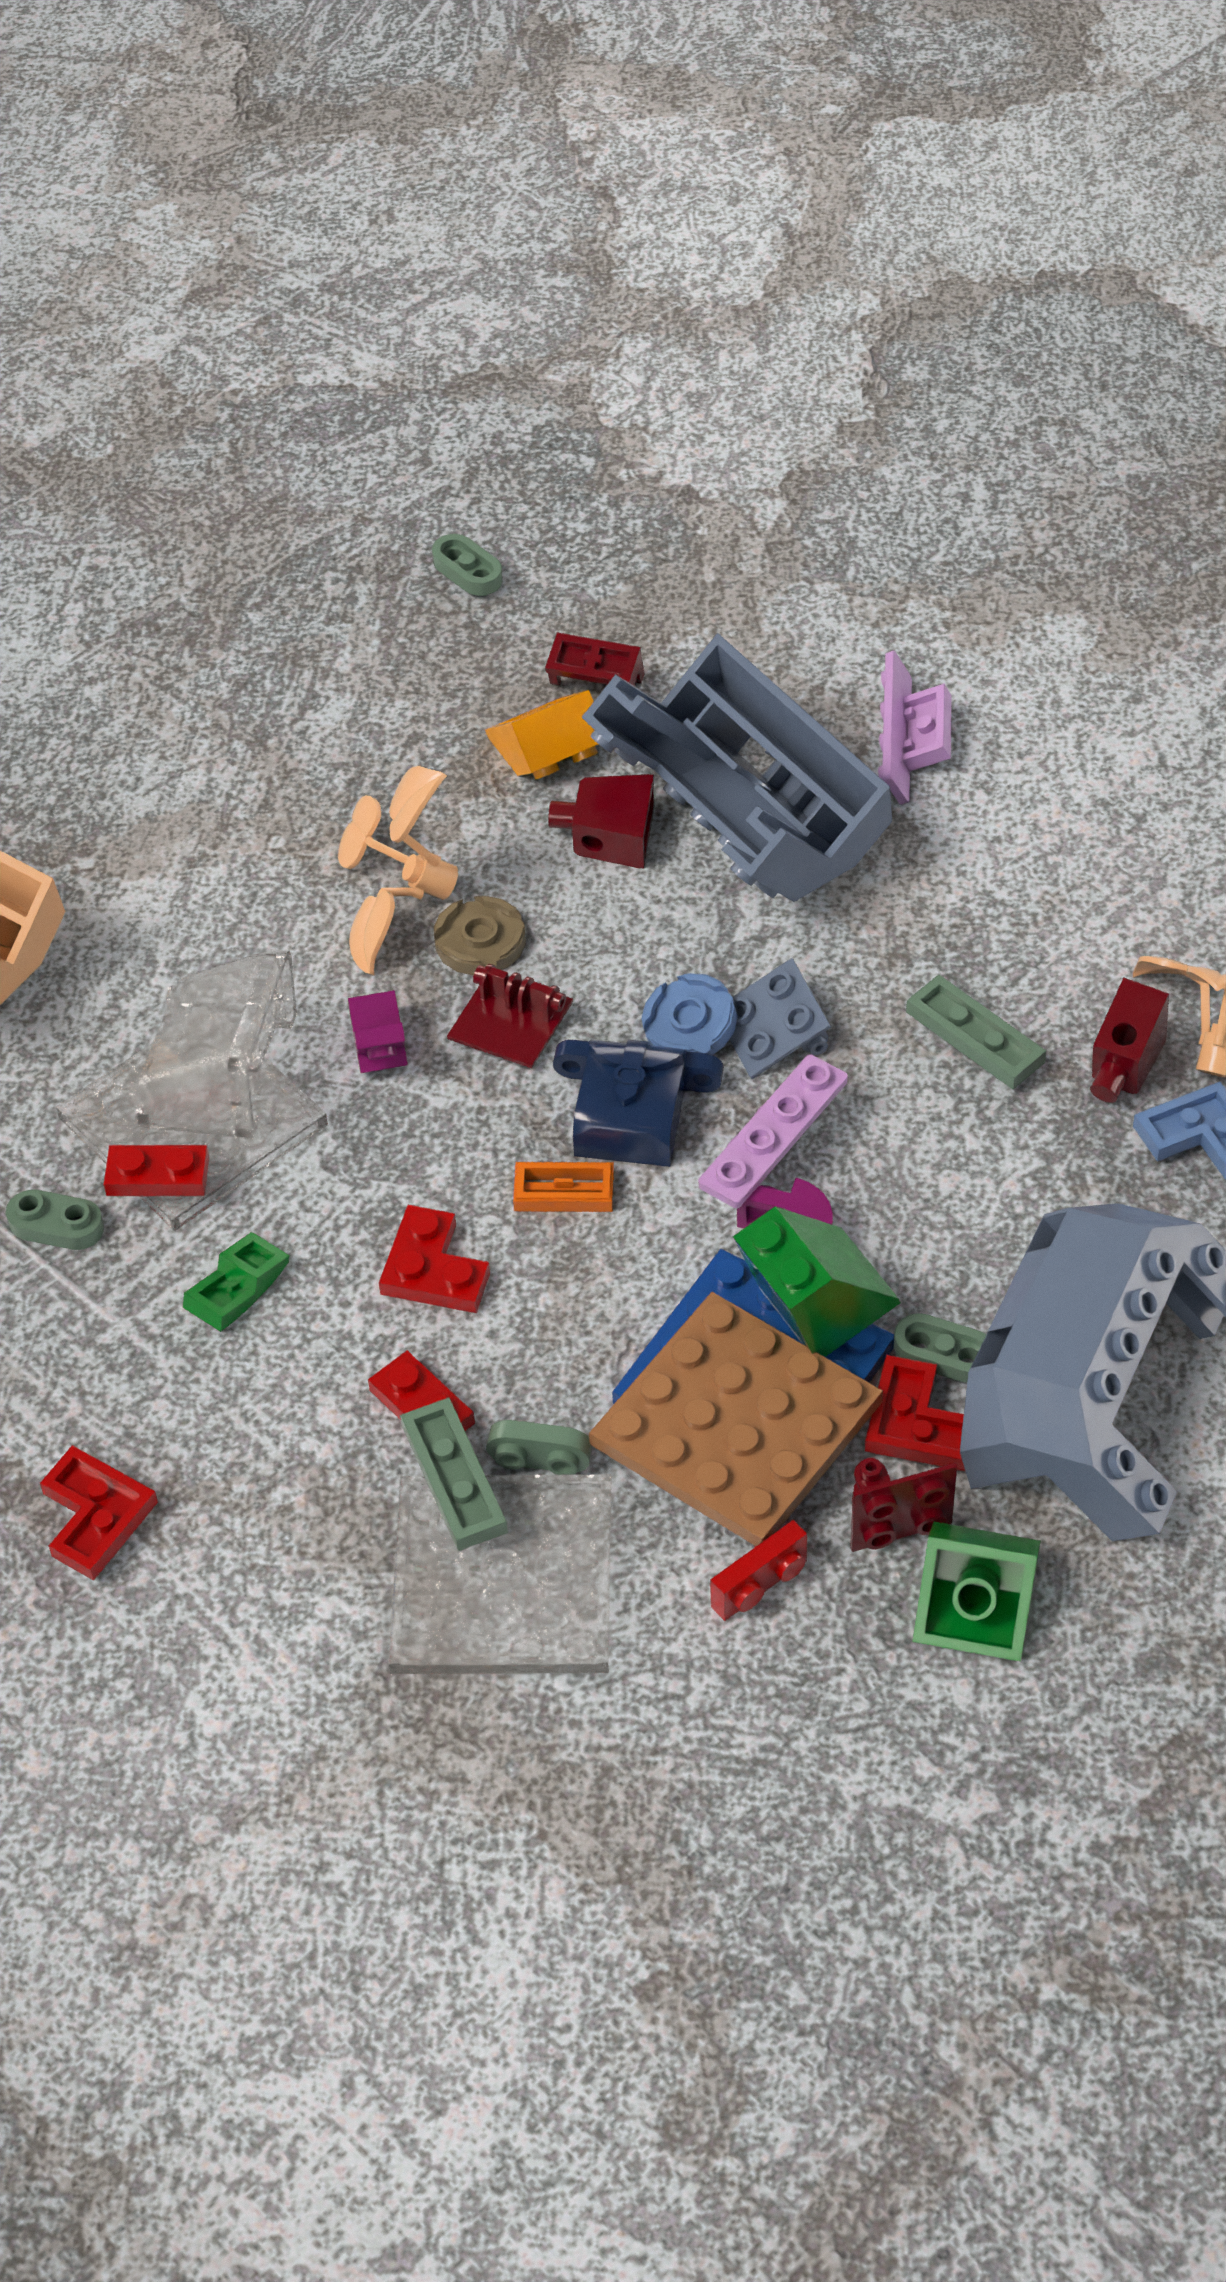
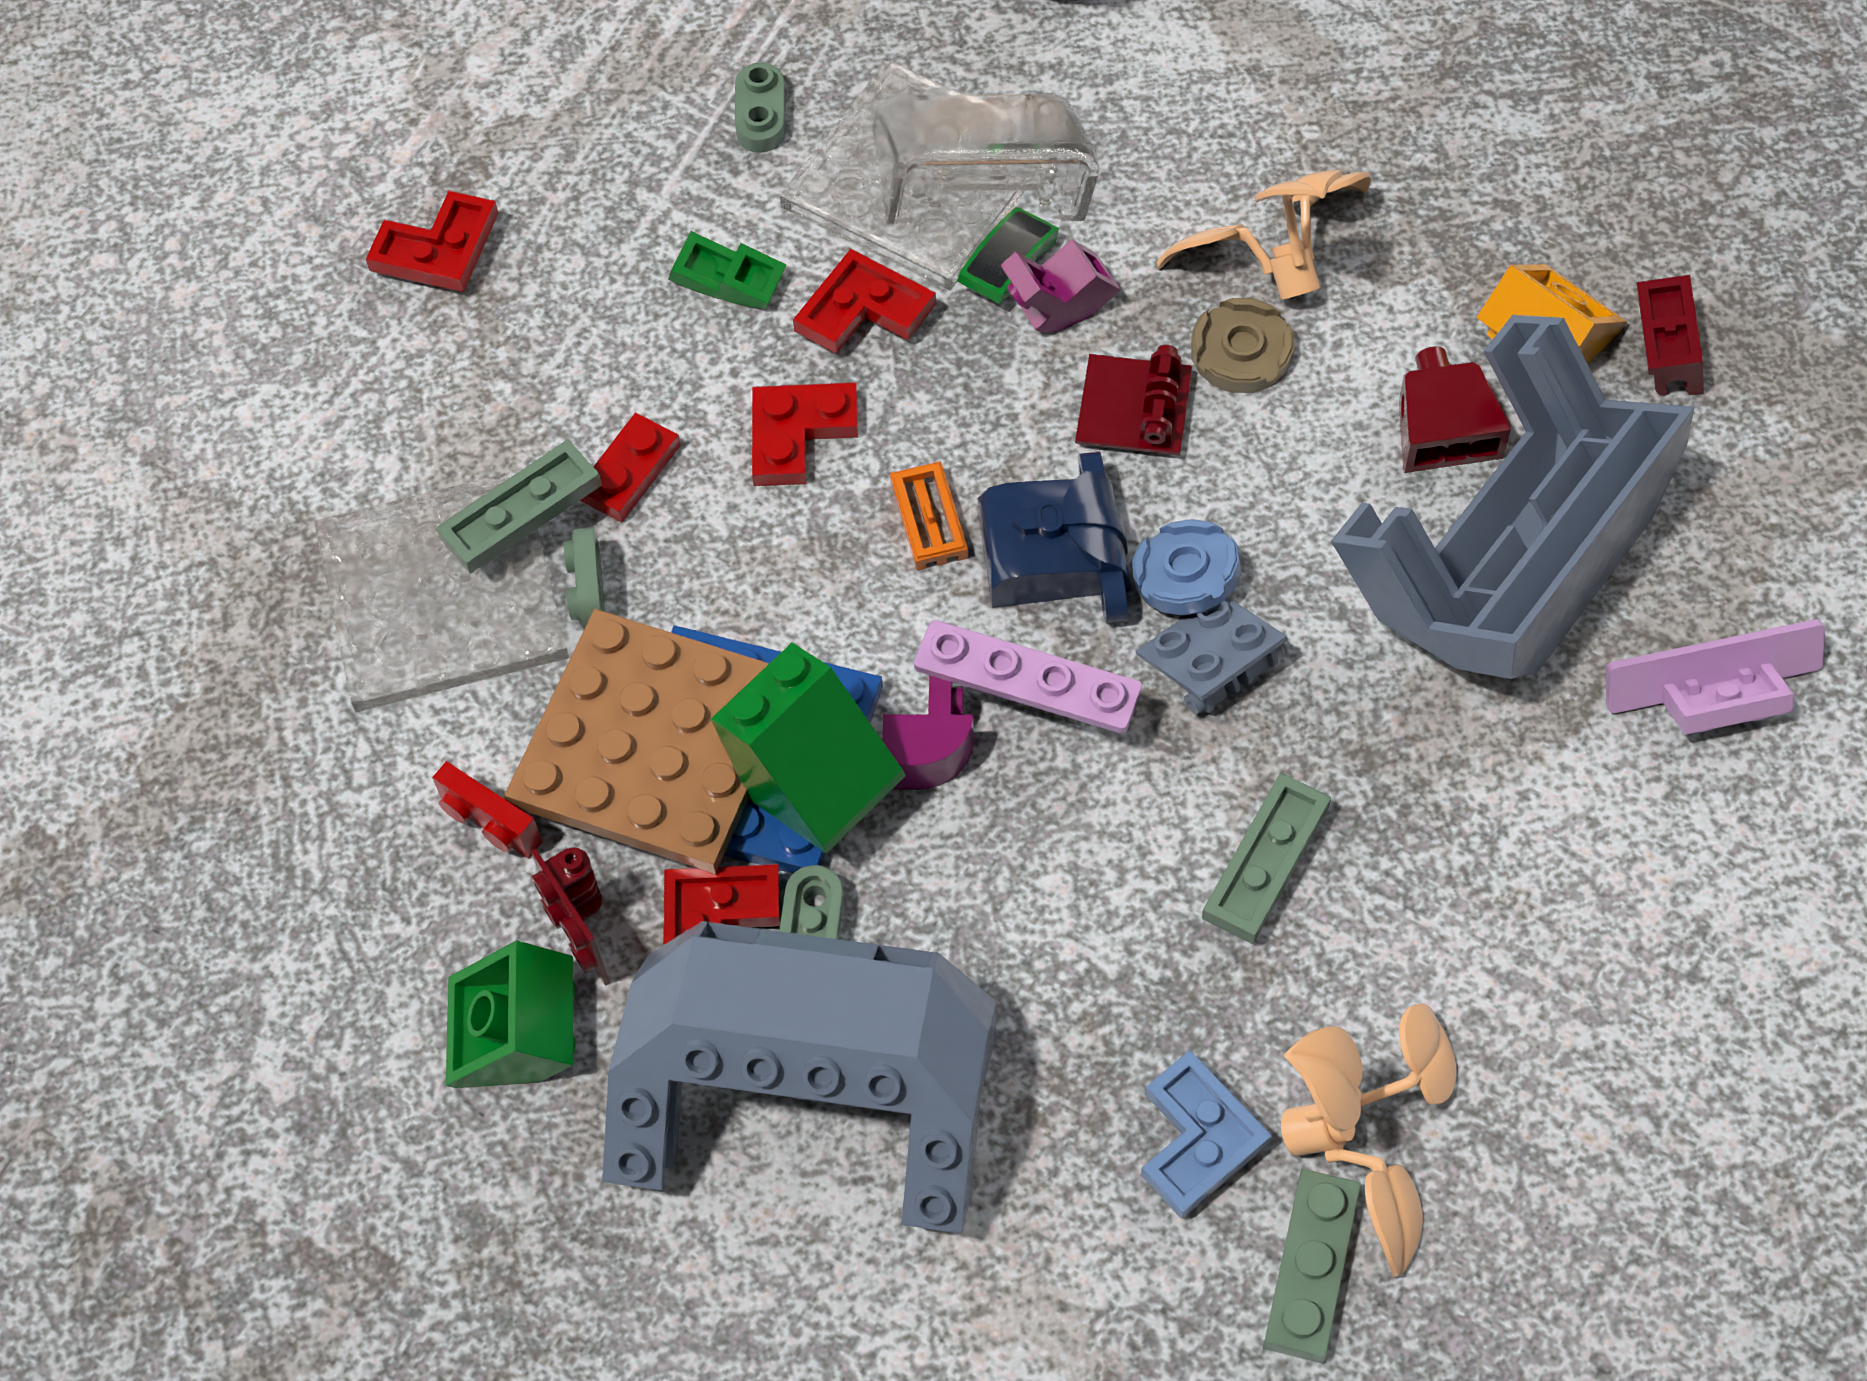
camera: 75 degrees right, 10 degrees up
(156, 1170) = (819, 158): red plate -> none
(313, 1178) = (858, 291): none -> red plate
(319, 1065) = (1015, 232): none -> slope
(467, 564) = (1780, 176): sand green plate -> none
(1129, 1040) = (1278, 1010): dark red torso -> none

